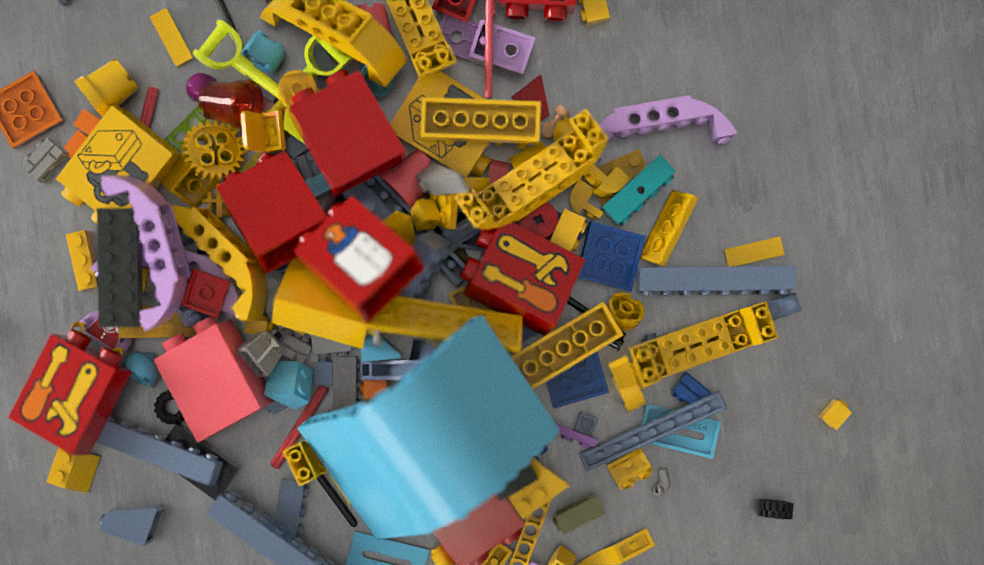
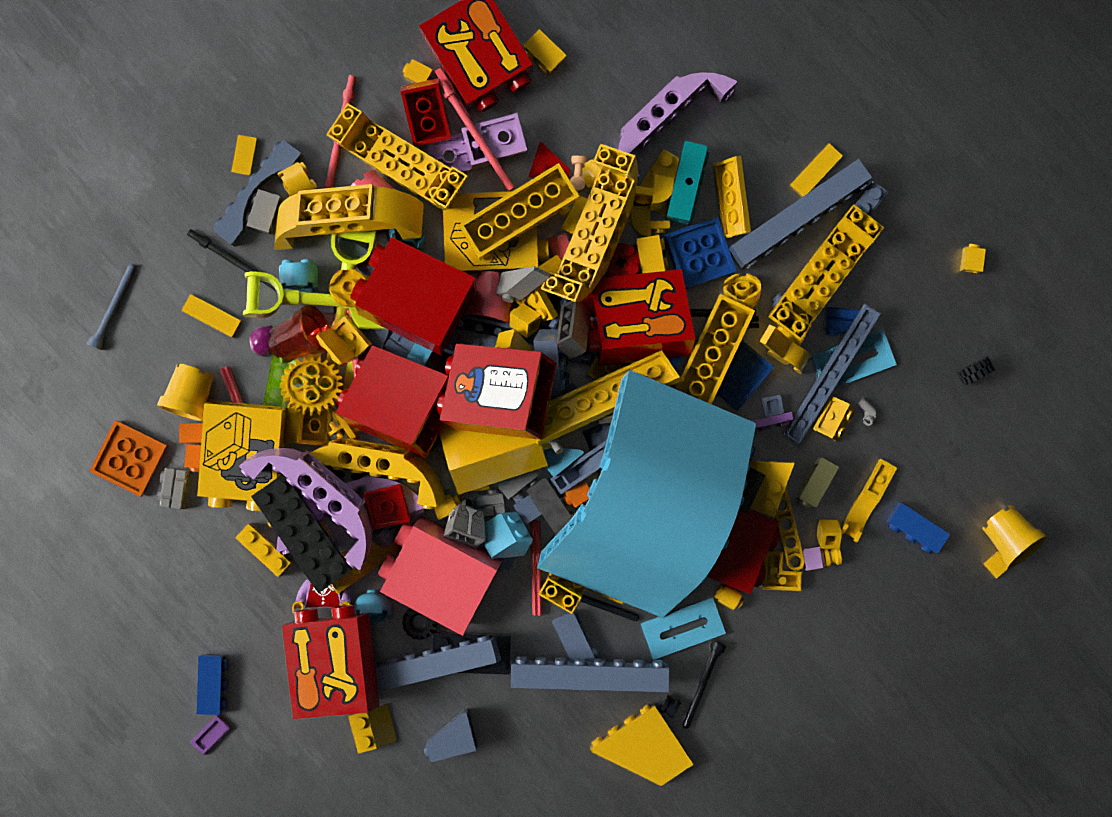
camera: 30 degrees left, 0 degrees up
(459, 249) = (573, 329): none -> flat silver brick

